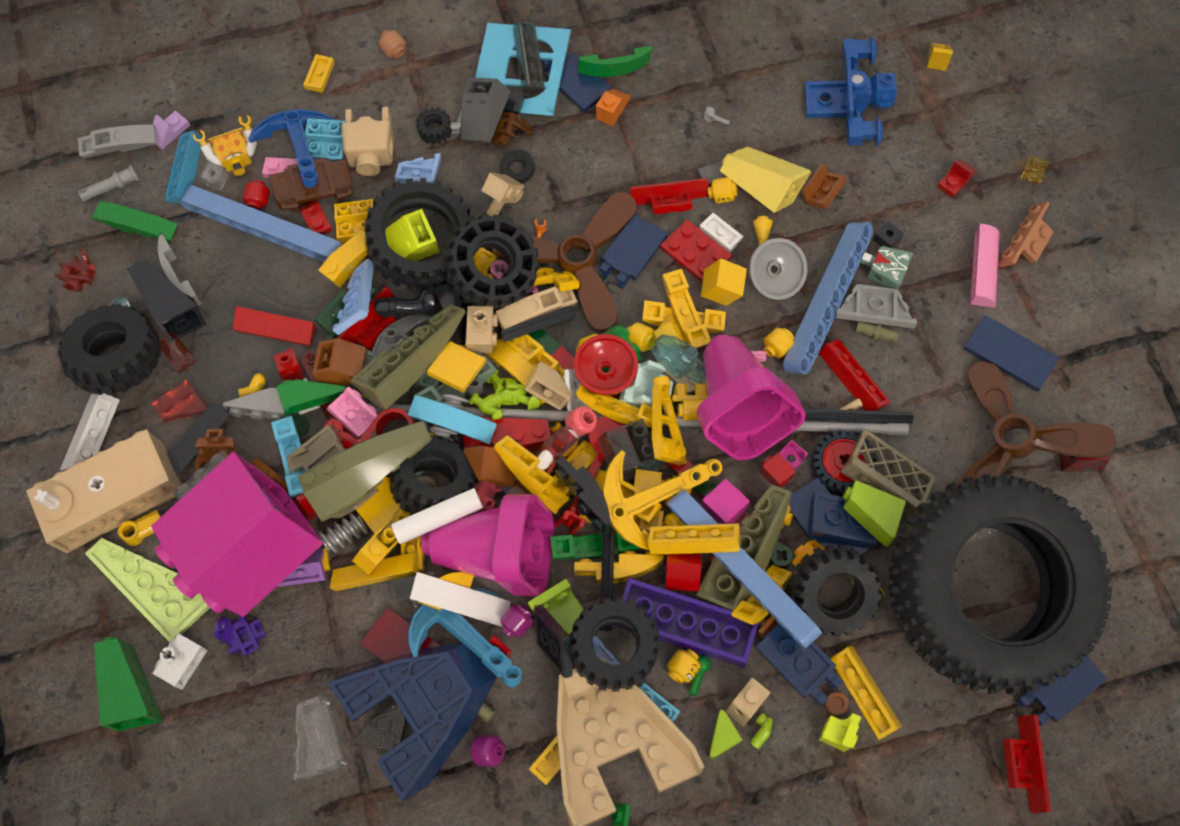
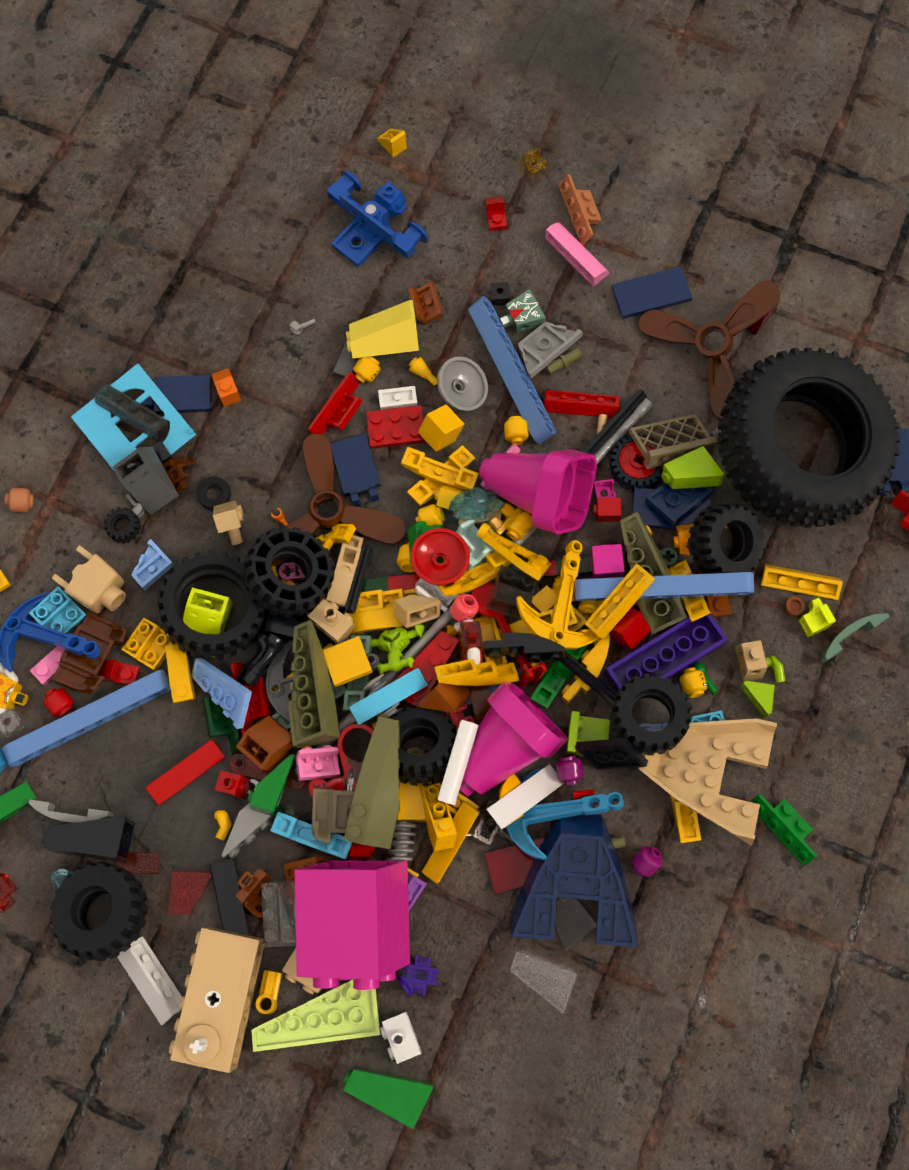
camera: 50 degrees left, 5 degrees up
(592, 66) = (184, 372): green slope -> none
(800, 667) = (751, 608): dark blue tile -> none
(883, 785) = (869, 622): none -> sand green slope

